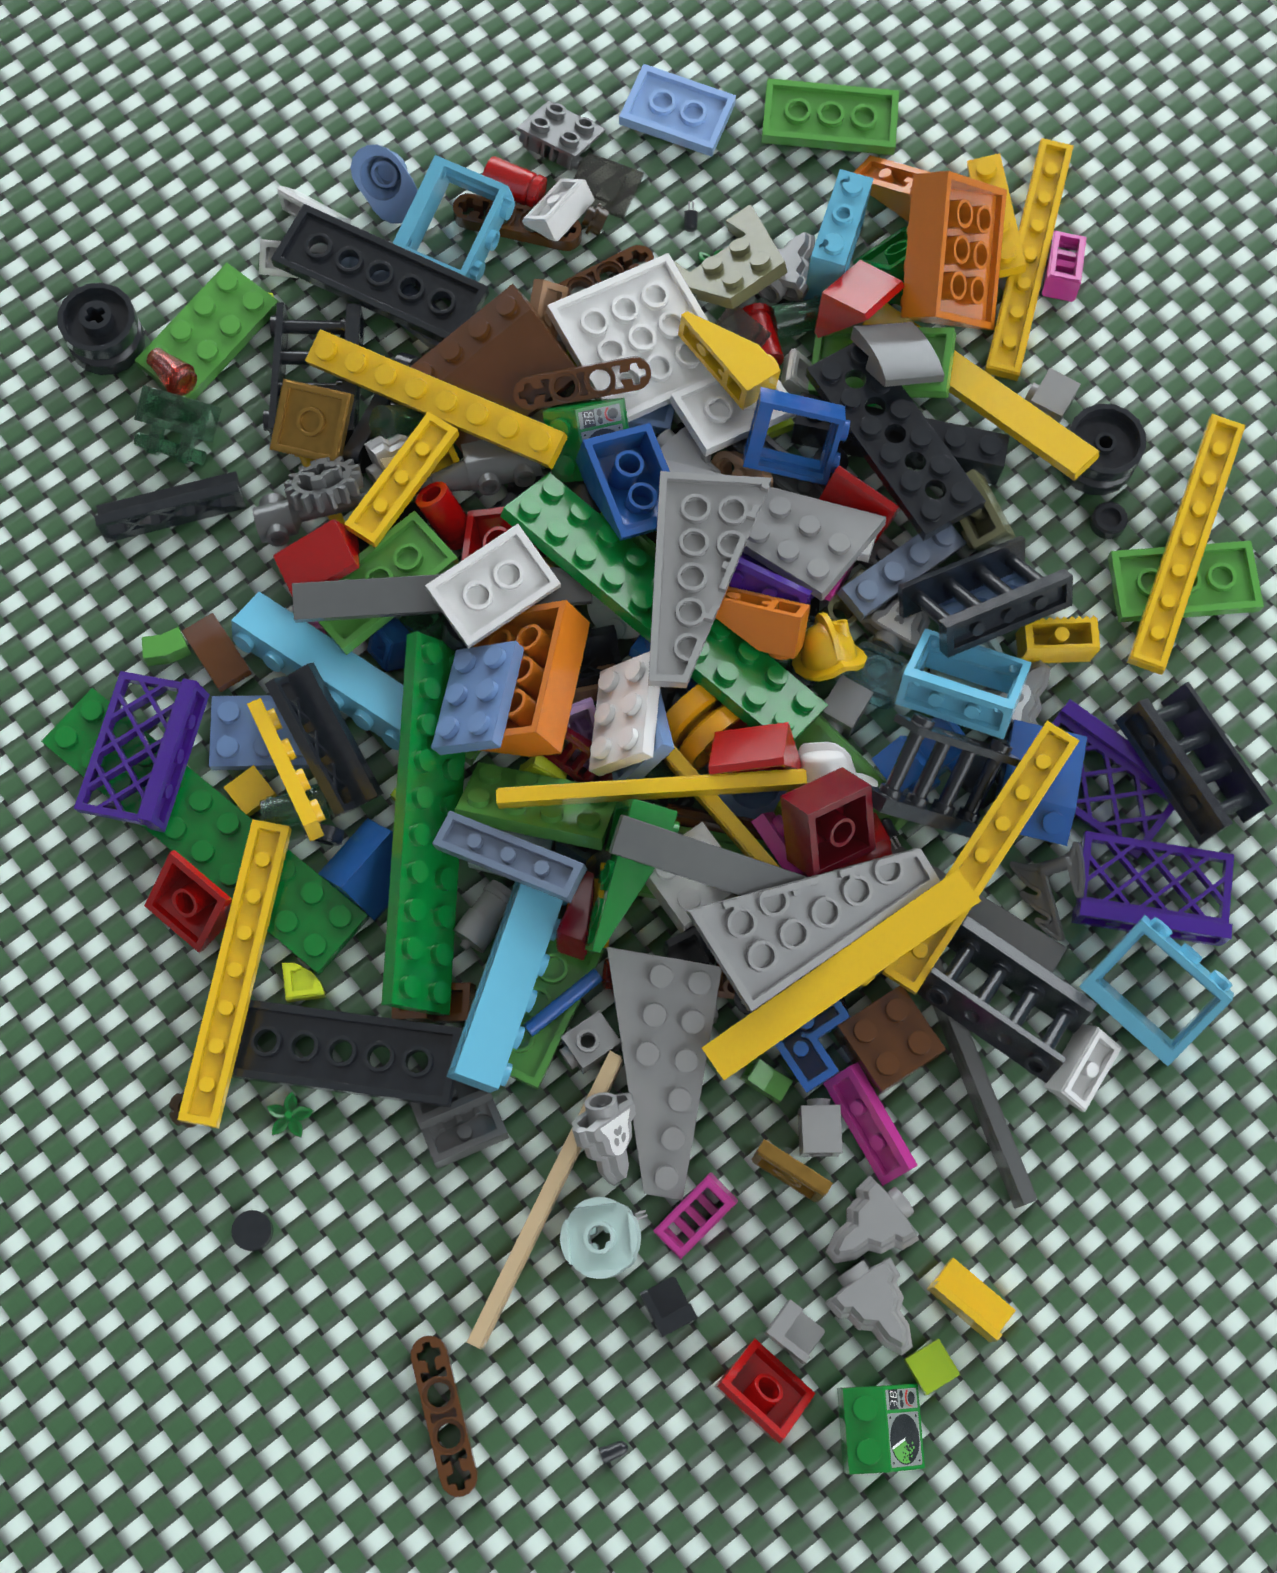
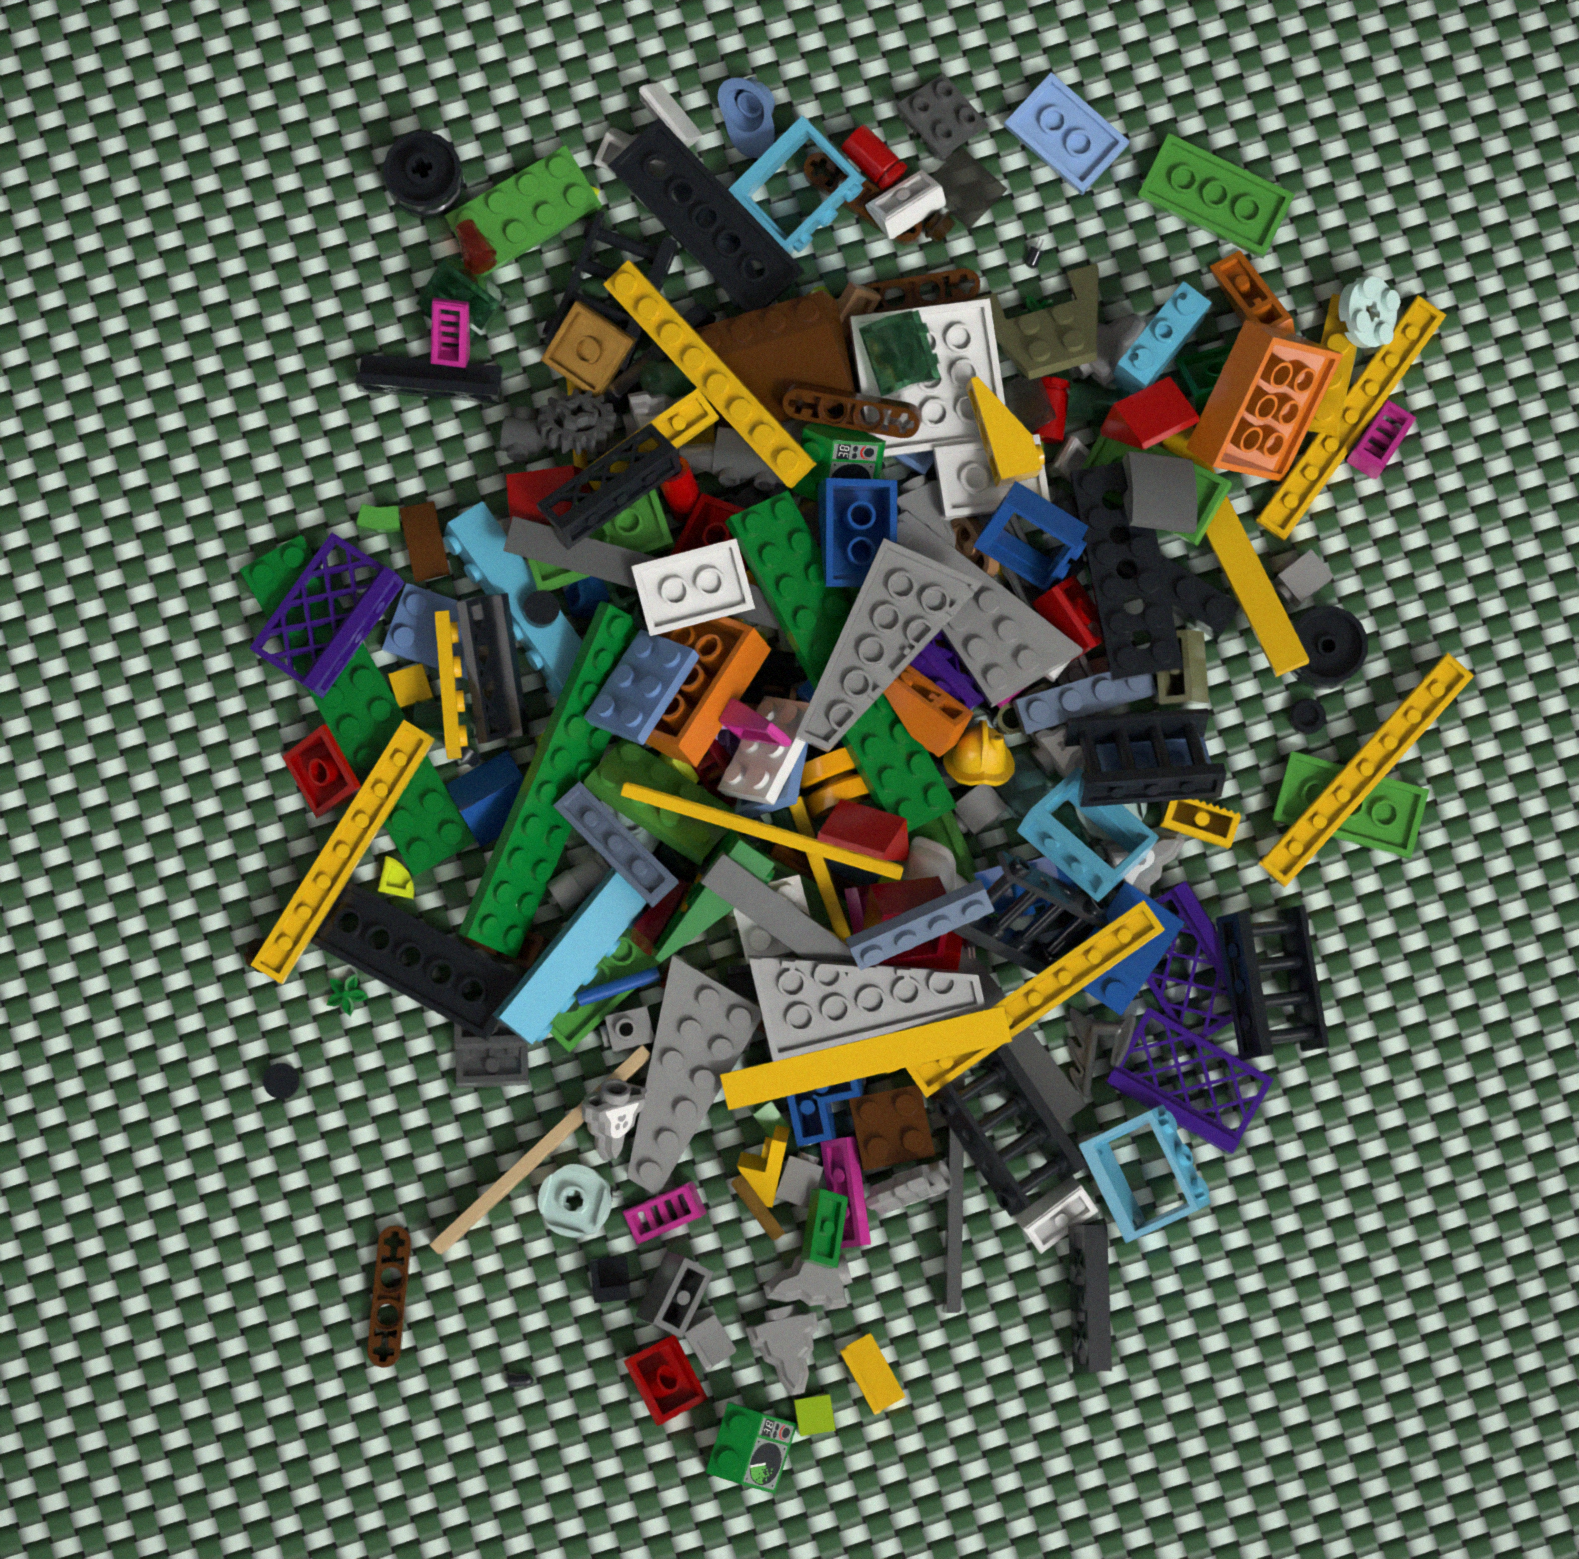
camera: 20 degrees right, 10 degrees up
(178, 478) = (445, 354): none -> dark pink slope
(351, 667) = (541, 609): none -> black tile
(385, 522) = (616, 490): none -> black fence
(602, 691) = (751, 725): none -> dark pink slope
(605, 315) = (900, 352): none -> clear green brick
(740, 1295) = (674, 1294): none -> dark grey brick
(785, 1127) = (764, 1170): none -> yellow slope
(847, 814) = (920, 924): none -> sand blue plate
(867, 1166) = (824, 1228): none -> green plate
(933, 1092) = (909, 1187): none -> light grey rock
(1009, 158) = (1383, 304): none -> light aqua plate
(1154, 1138) = (1090, 1298): none -> black fence

